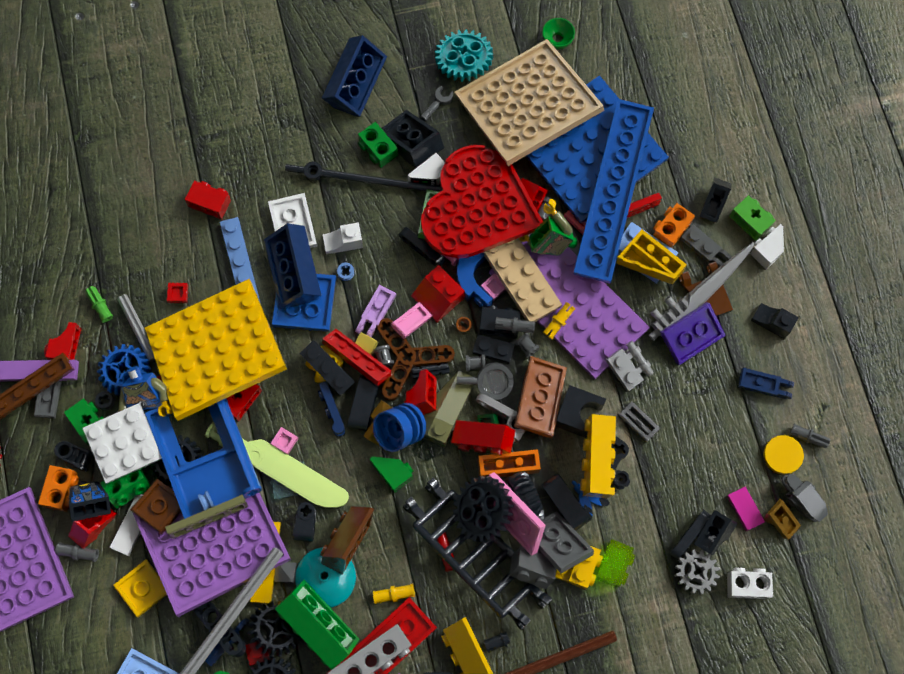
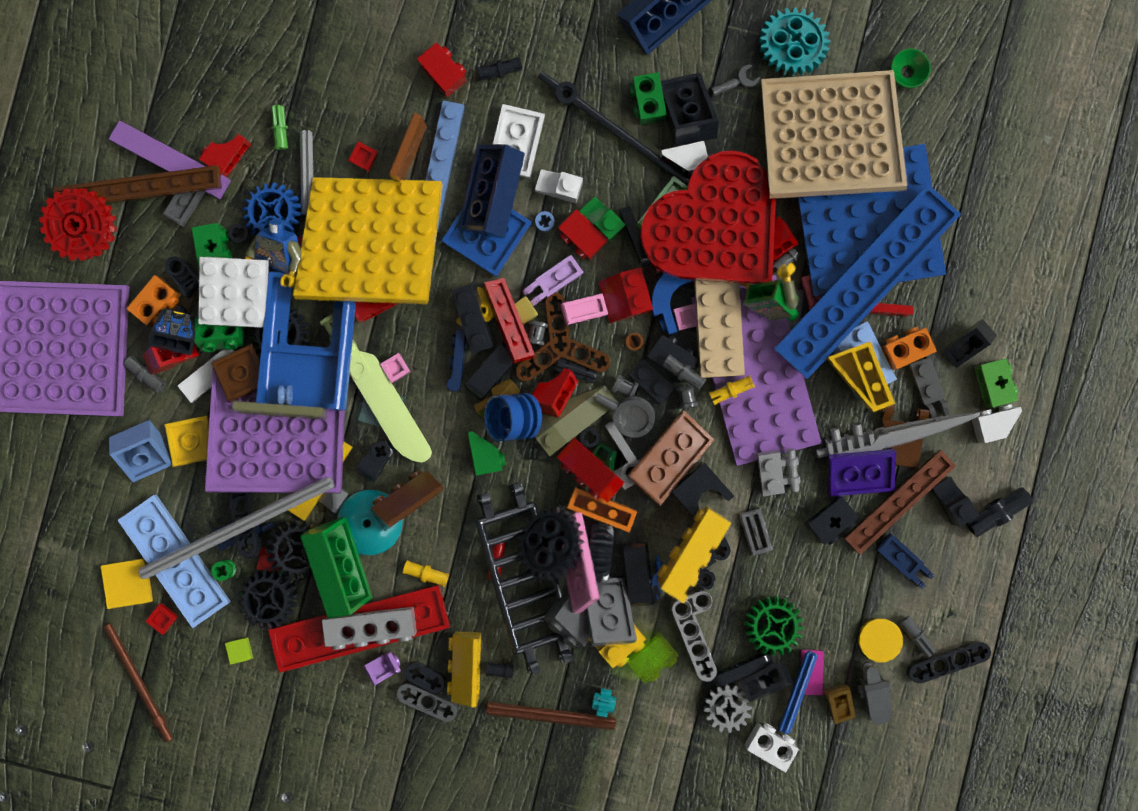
camera: 30 degrees right, 15 degrees up
(103, 617) = (139, 451): none -> medium blue slope
(211, 266) = (408, 148): none -> dark orange tile
(252, 178) = (500, 68): none -> black pin
(380, 266) = (582, 235): none -> red brick
(390, 247) = (603, 219): none -> green arch
(469, 410) = (585, 442): none -> black bush
(596, 621) = (604, 702): none -> teal gear
(640, 526) = (696, 636): none -> light grey beam
(684, 389) = (820, 522): none -> black brick
(688, 482) = (784, 641): none -> green gear
(734, 342) = (899, 502): none -> copper plate
(744, 529) = (798, 692): none -> blue axle
(812, 310) = (1000, 511): none -> black piece
(845, 444) = (948, 660): none -> black beam

